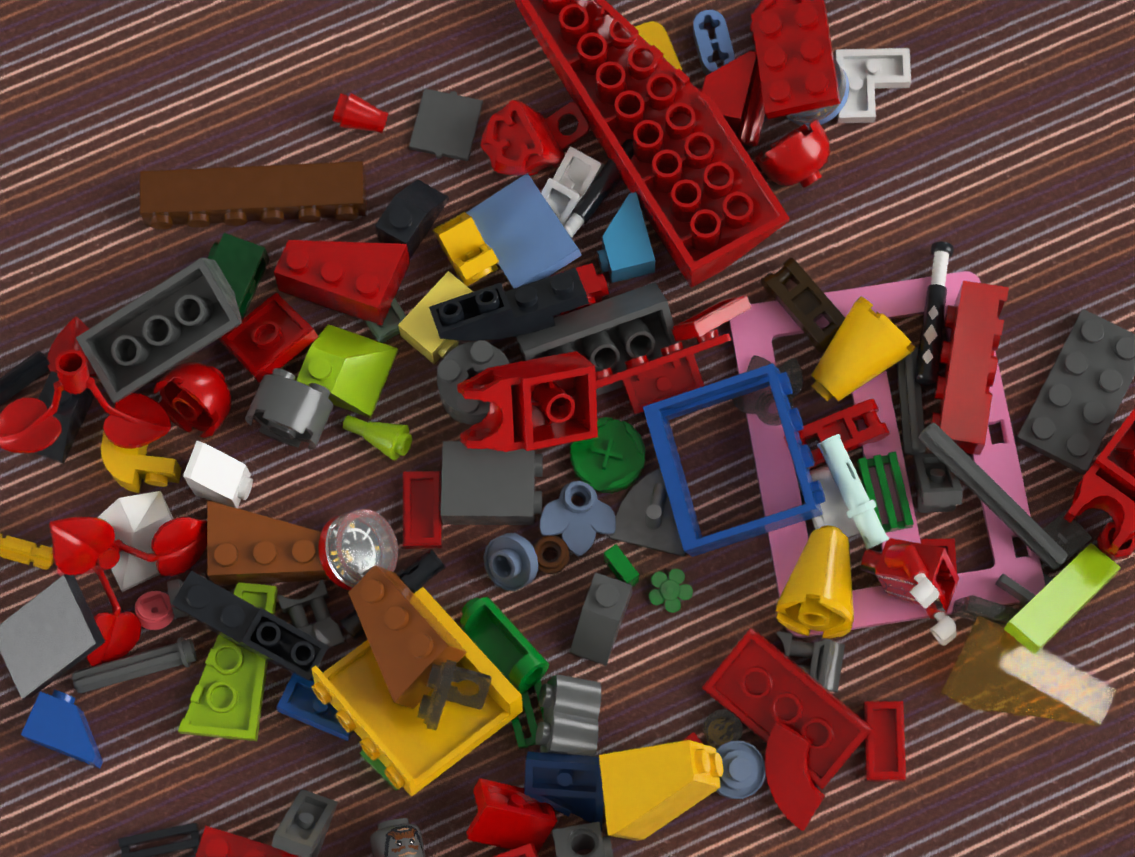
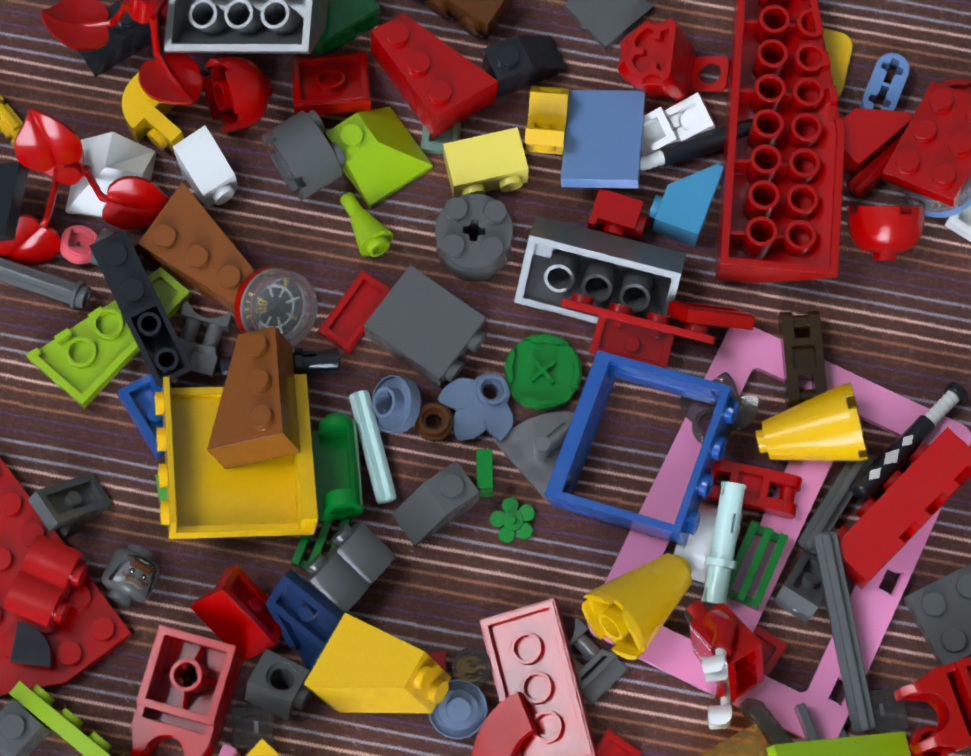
camera: 30 degrees right, 0 degrees up
(440, 679) = (257, 460): clear smoke bracket -> none
(502, 314) = (531, 190): black slope -> none
(516, 609) = (372, 447): none -> light aqua axle
(534, 403) = (504, 283): red brick -> none

